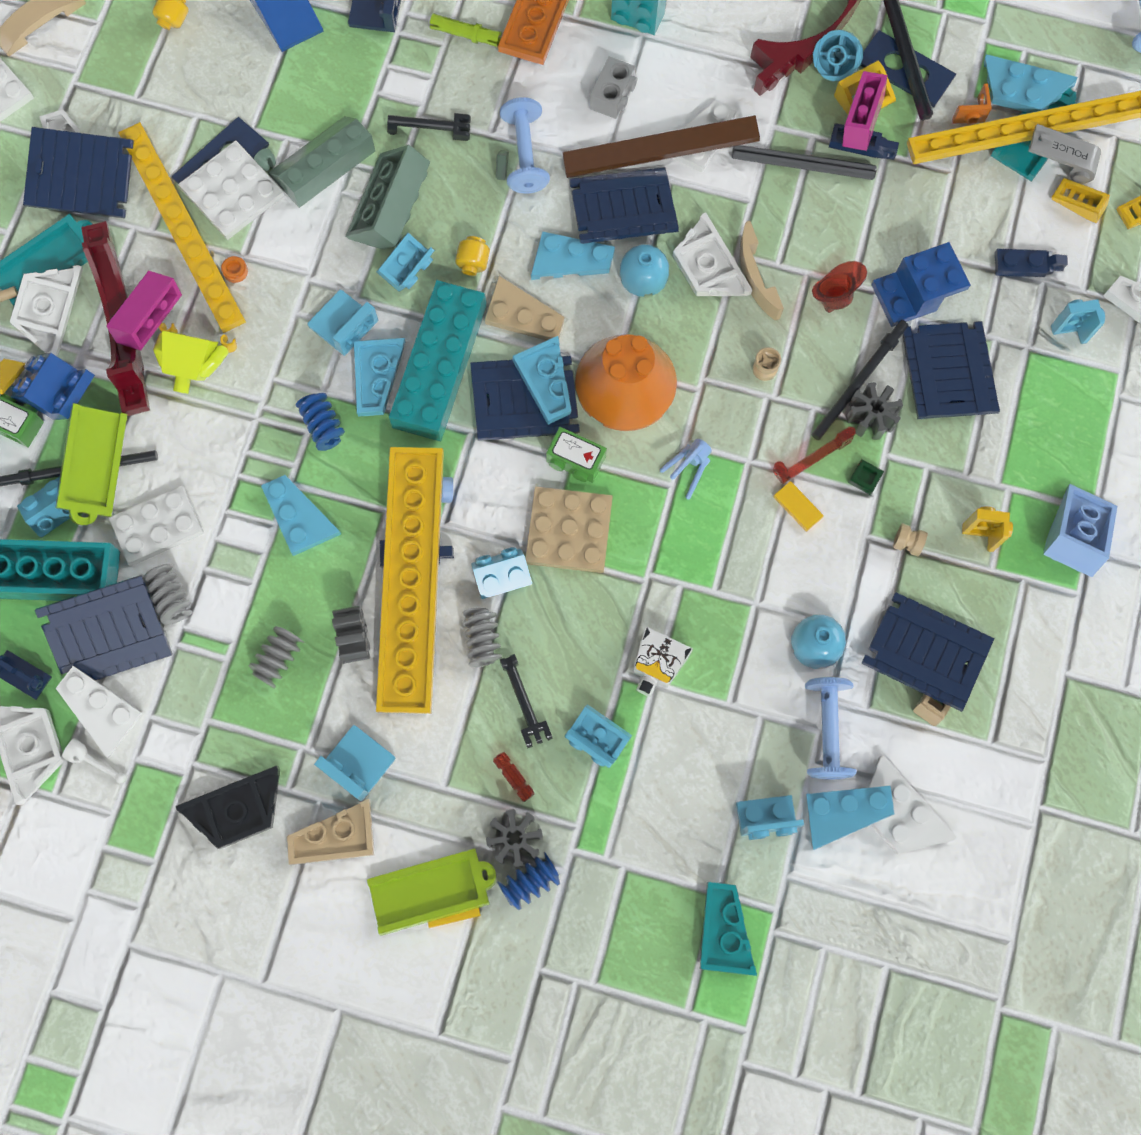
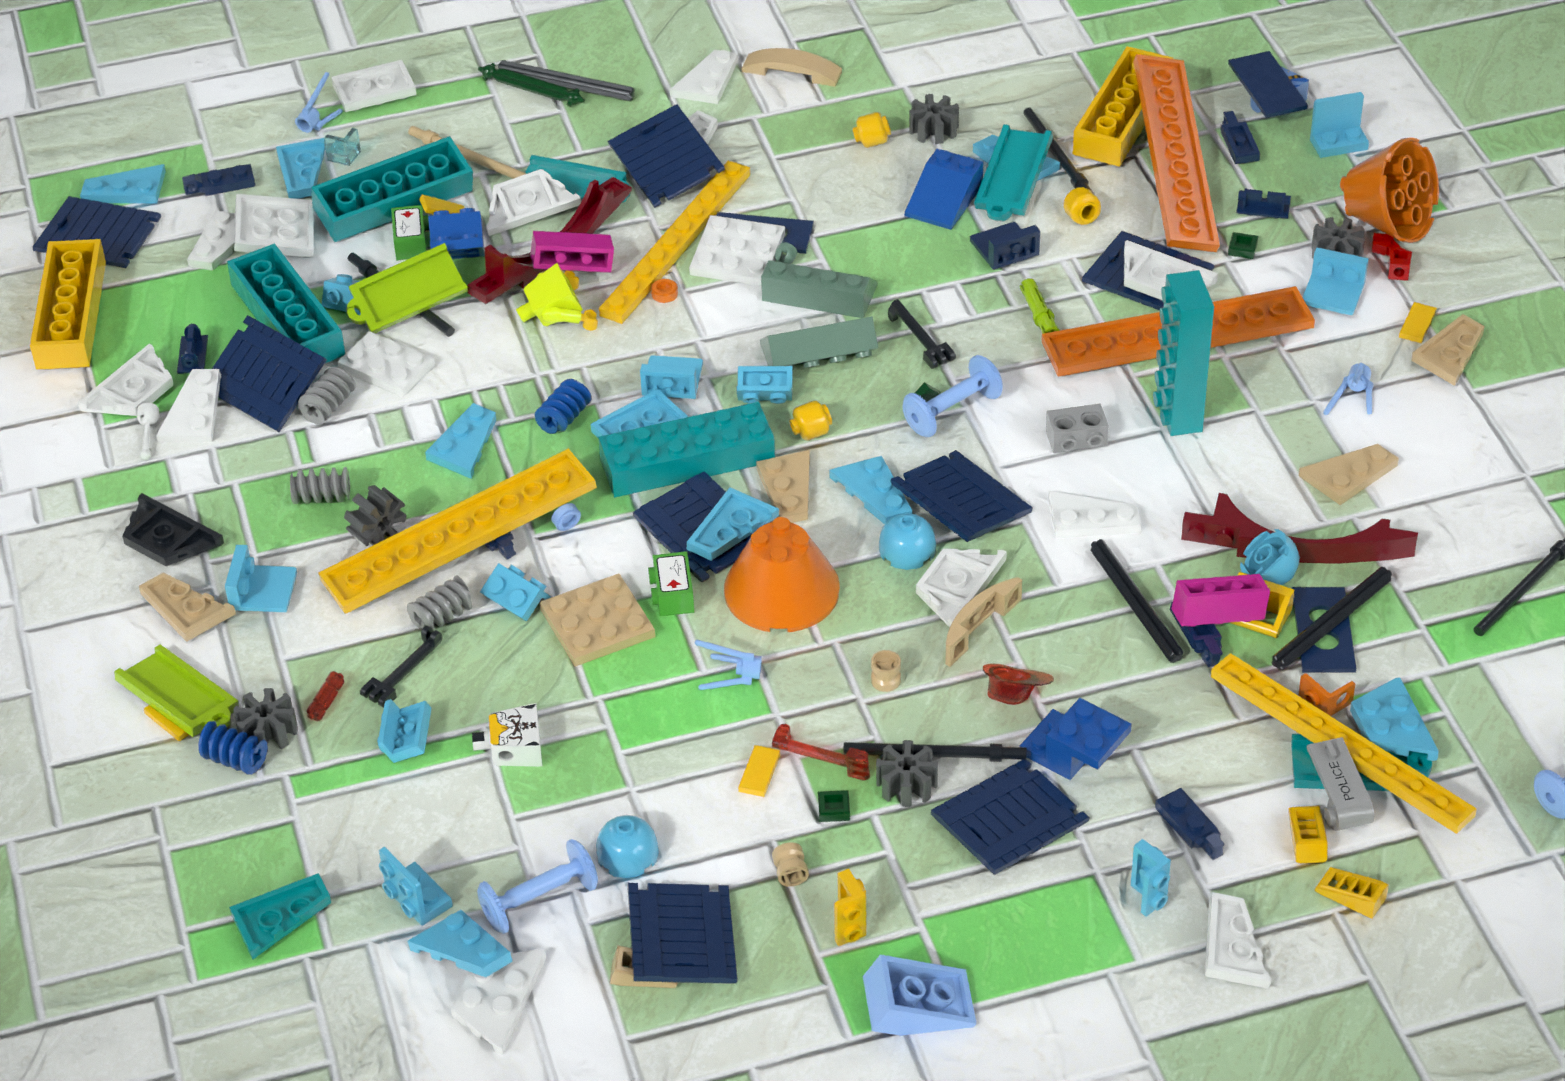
camera: 60 degrees right, 30 degrees down
(661, 146) = (1046, 488): reddish brown tile -> none

